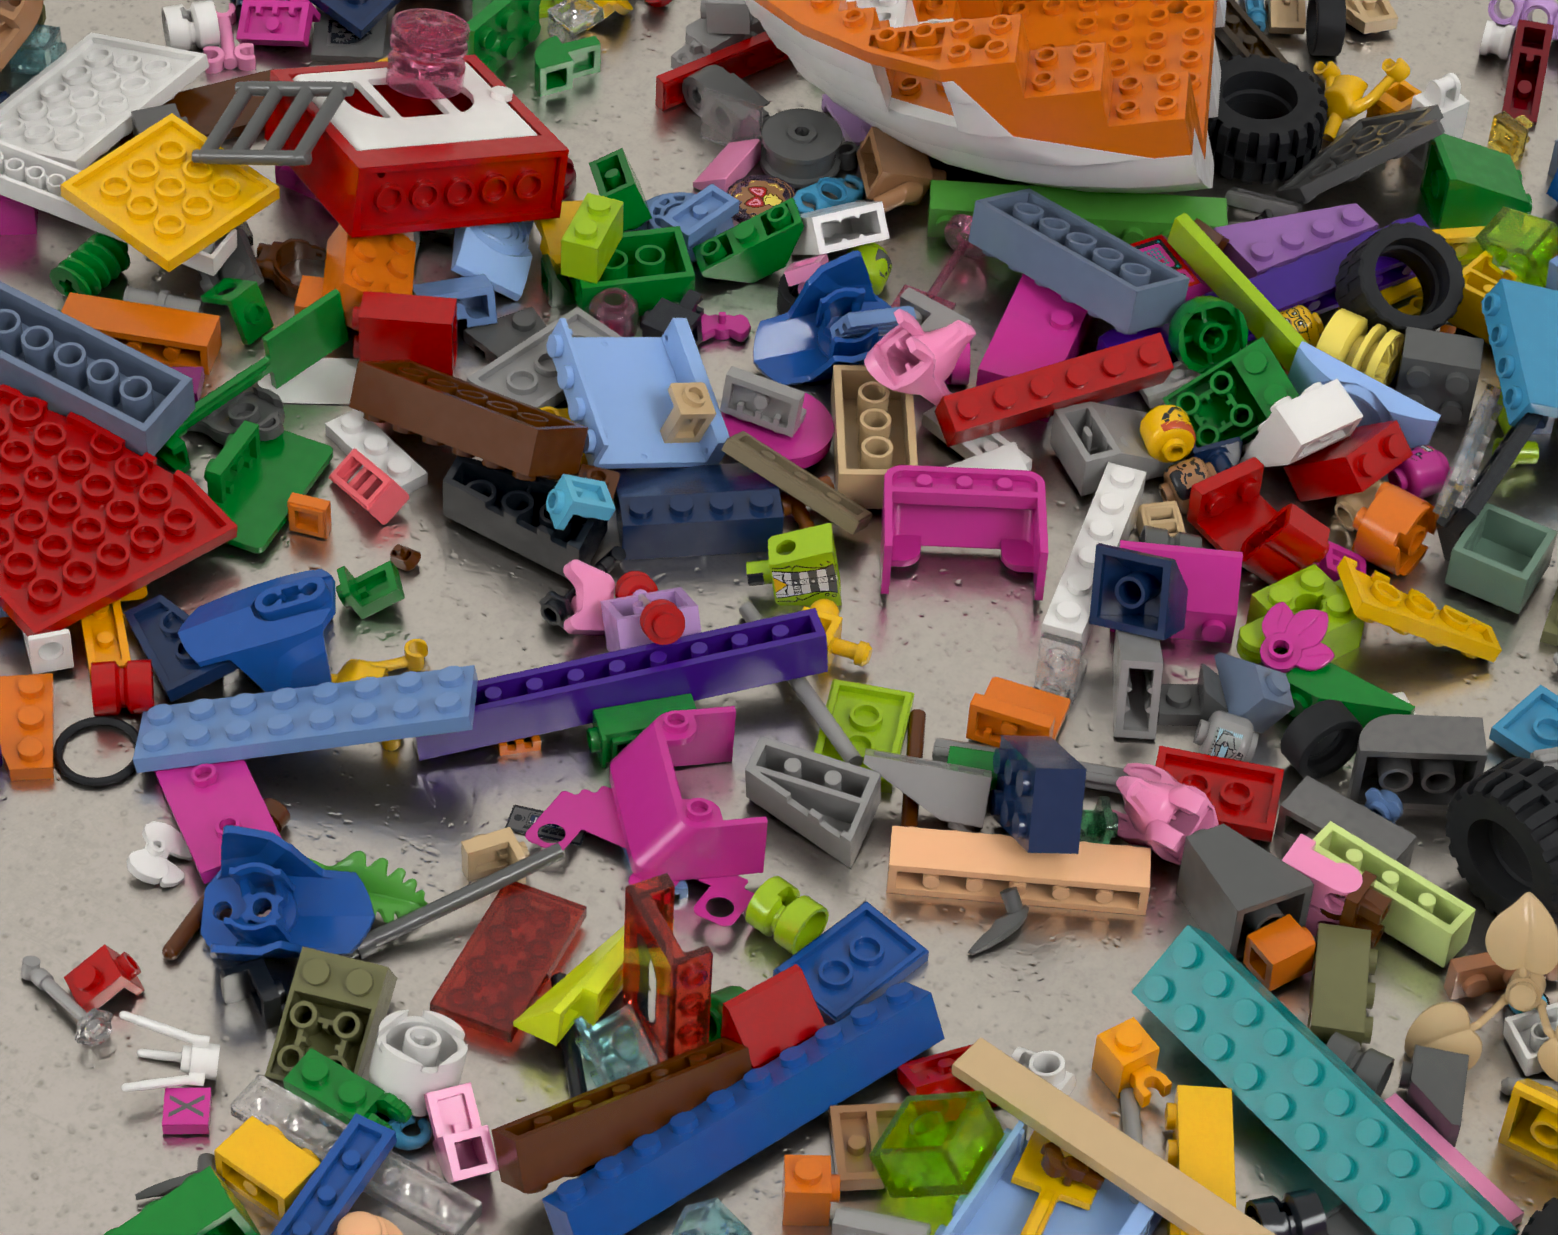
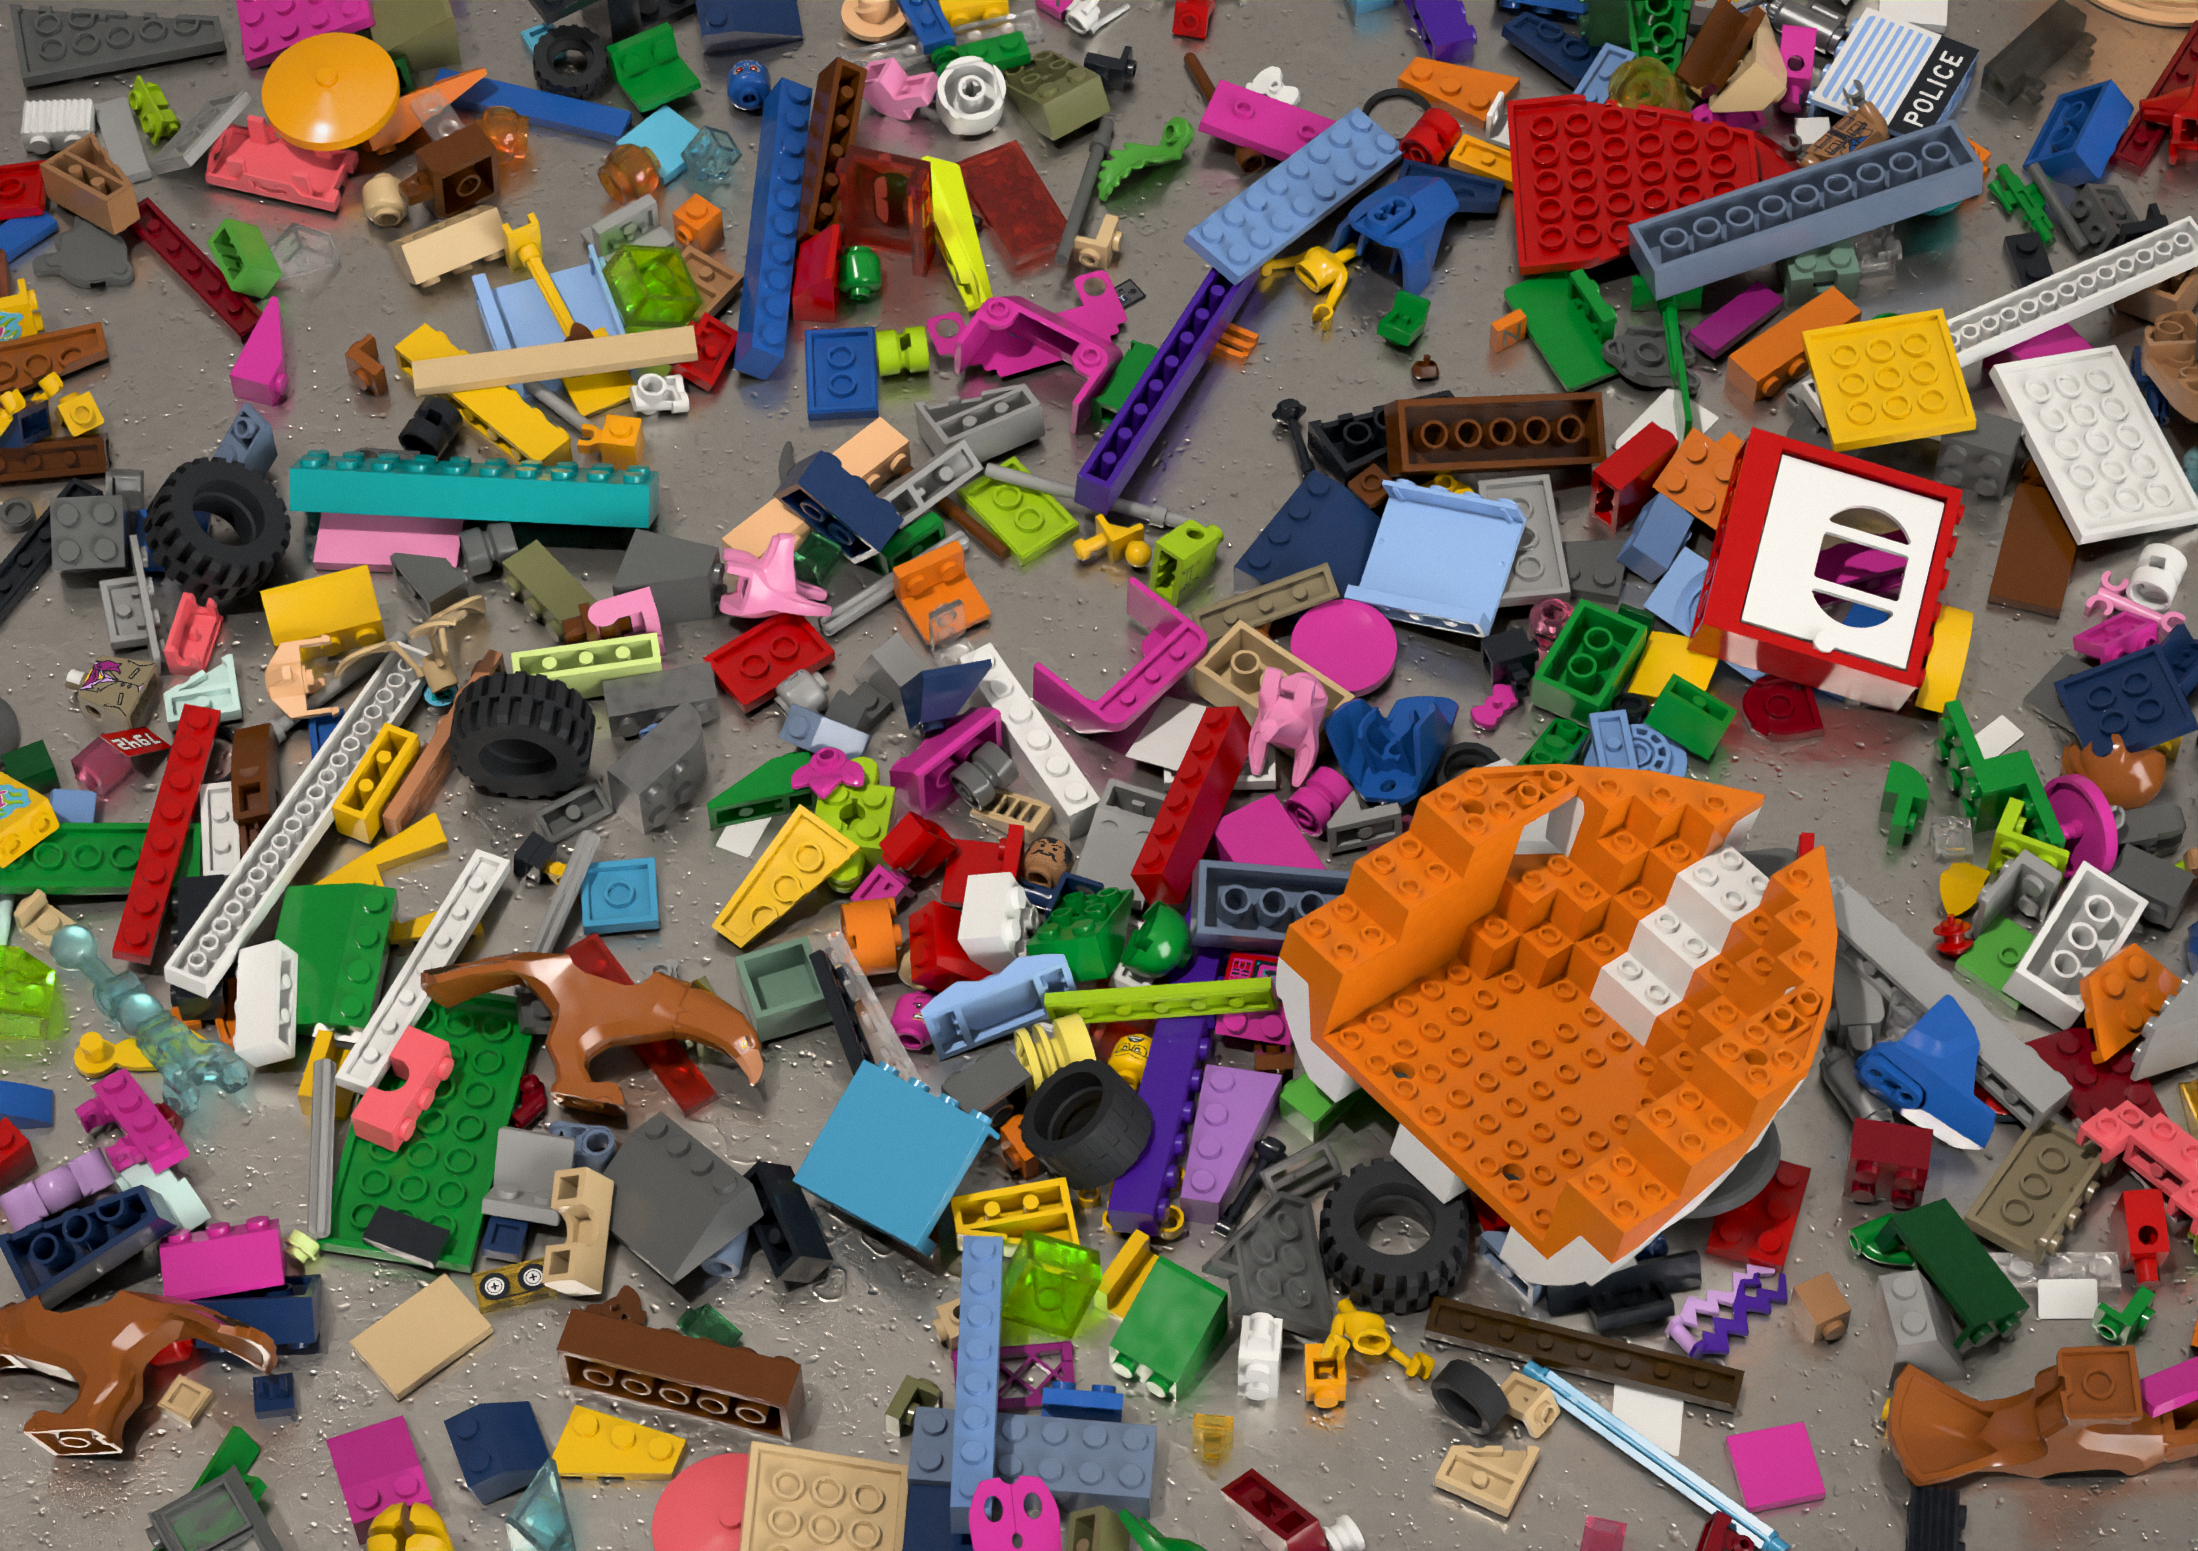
camera: 135 degrees right, 10 degrees up
(245, 305) = (1762, 407): green bracket -> none
(272, 154) = (1885, 467): dark grey bar -> none
(306, 902) = (1145, 91): blue piece -> none
(369, 487) = (1500, 379): coral slope -> none
(427, 53) = (1876, 602): clear pink wheel -> none
(578, 497) = (1342, 435): medium azure bracket -> none
(591, 588) = (1271, 429): bright pink piece -> none
(592, 238) = (1615, 615): lime brick -> none
(647, 615) = (1207, 426): brick -> none
(690, 415) = (1387, 571): tan bracket -> none
(763, 401) = (1352, 622): light grey bracket -> none
(802, 270) = (1472, 754): bright pink tile -> none
(859, 323) = (1371, 744): medium blue tile -> none
(1167, 433) = (1092, 859): yellow head -> none
(1279, 952) = (602, 572): orange brick -> none
(1321, 720) = (739, 735): black tyre -> none

